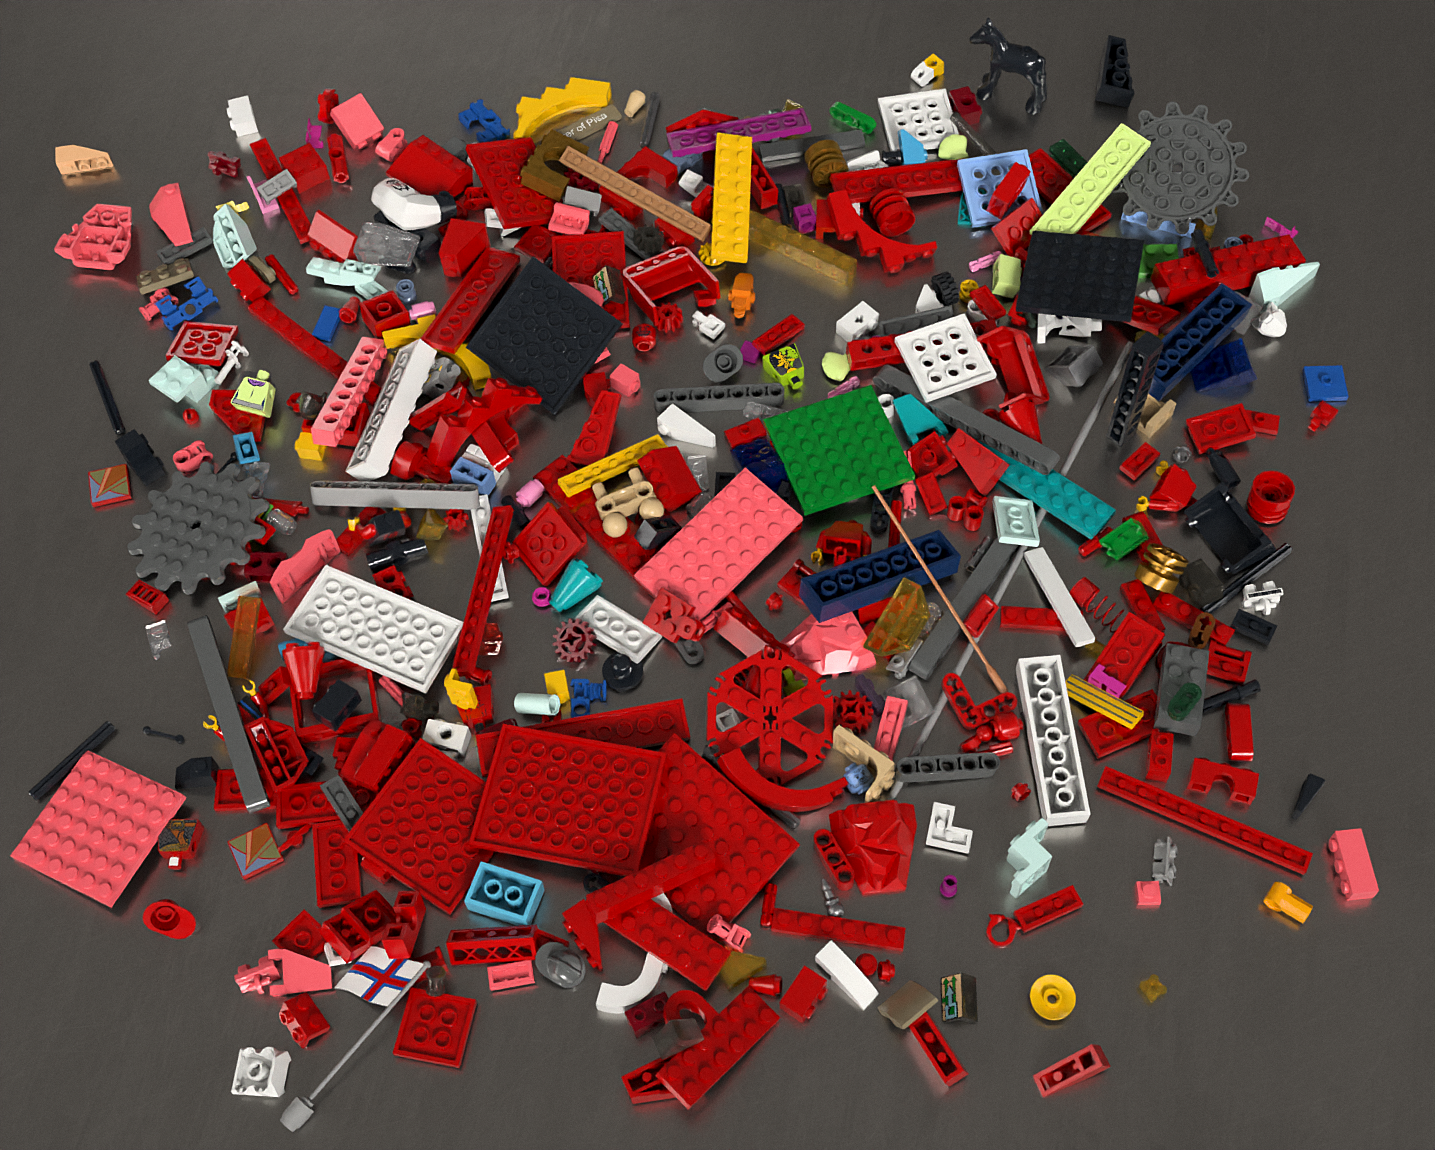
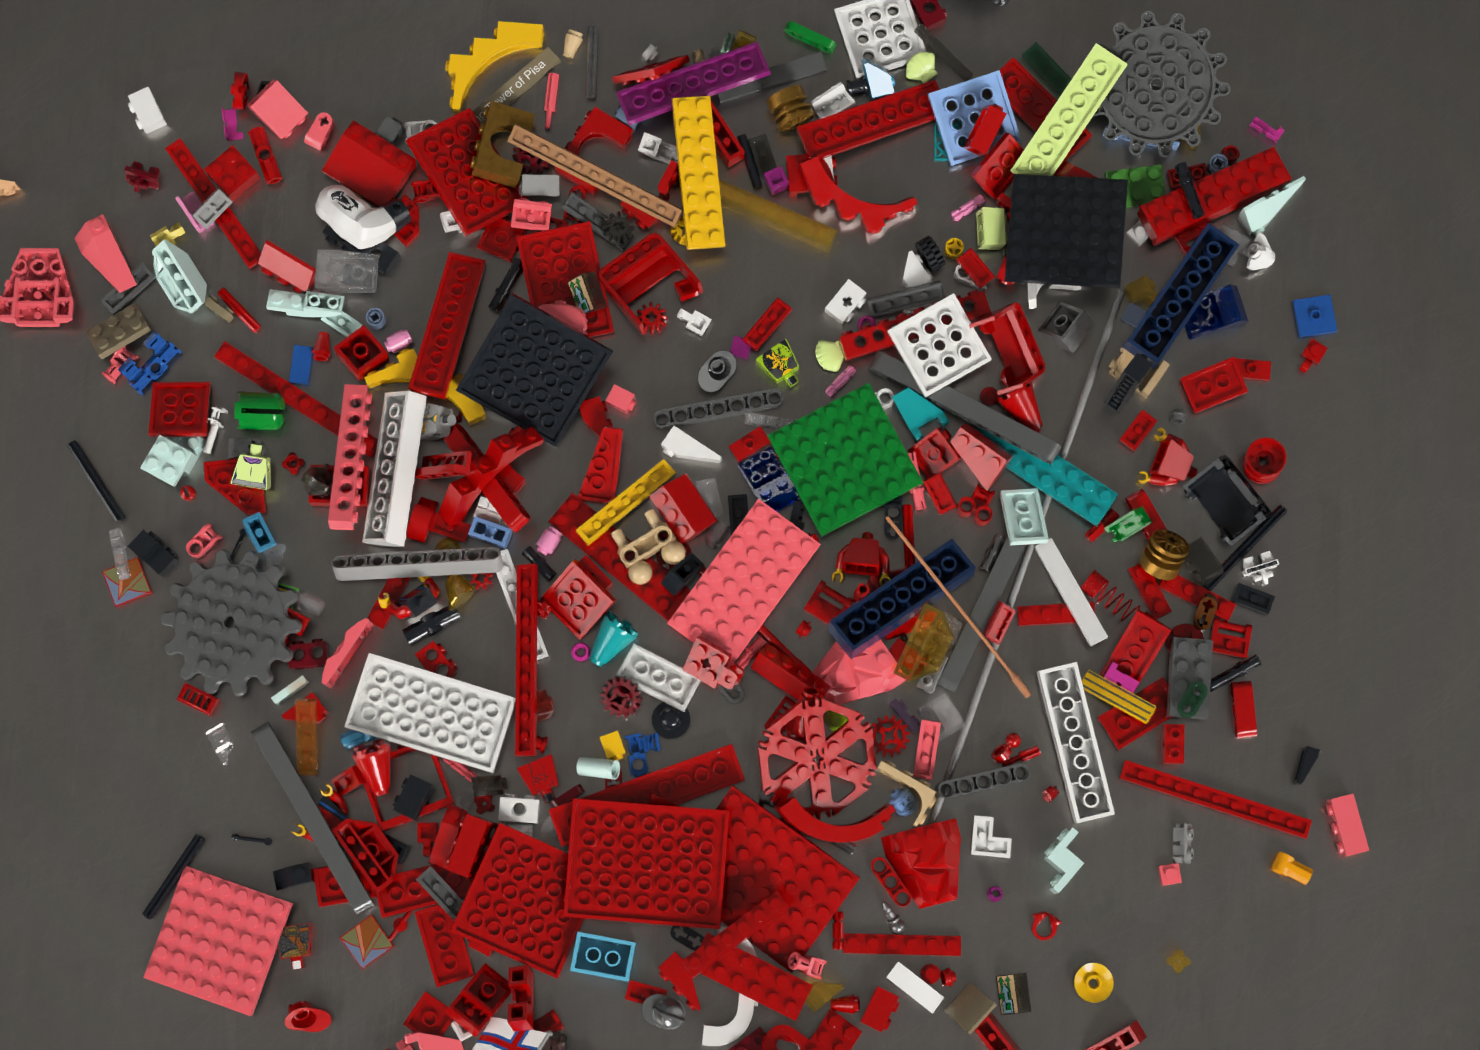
camera: 10 degrees left, 20 degrees up
(108, 457) = (119, 554): none -> clear beam
(248, 281) = (208, 327): red brick -> none
(275, 350) = (259, 421): none -> green cylinder
(289, 507) = (311, 584): red bar -> none
(308, 450) = (317, 514): yellow brick -> none
(460, 693) = (529, 776): yellow bracket -> none
(462, 246) = (424, 260): red slope -> none
(491, 939) = (599, 999): red fence -> none
(492, 129) = (426, 94): blue piece -> none
(510, 975) = (621, 1026): coral plate -> none
(644, 337) = (631, 346): red head -> none
(727, 719) = (777, 762): white plate -> none
(742, 294) = (724, 281): orange hinge -> none
(892, 212) = (865, 162): red wheel -> none
(975, 711) = (1004, 718): red beam -> none
(1006, 726) = (1033, 732): red head -> none
(1048, 908) = (1083, 902): red plate -> none
(1096, 647) = (1111, 639): clear yellow pin -> none
(1152, 316) = (1141, 262): red tile -> none
(1223, 468) = (1218, 428): black piece -> none
(1240, 781) = (1248, 760): red arch -> none

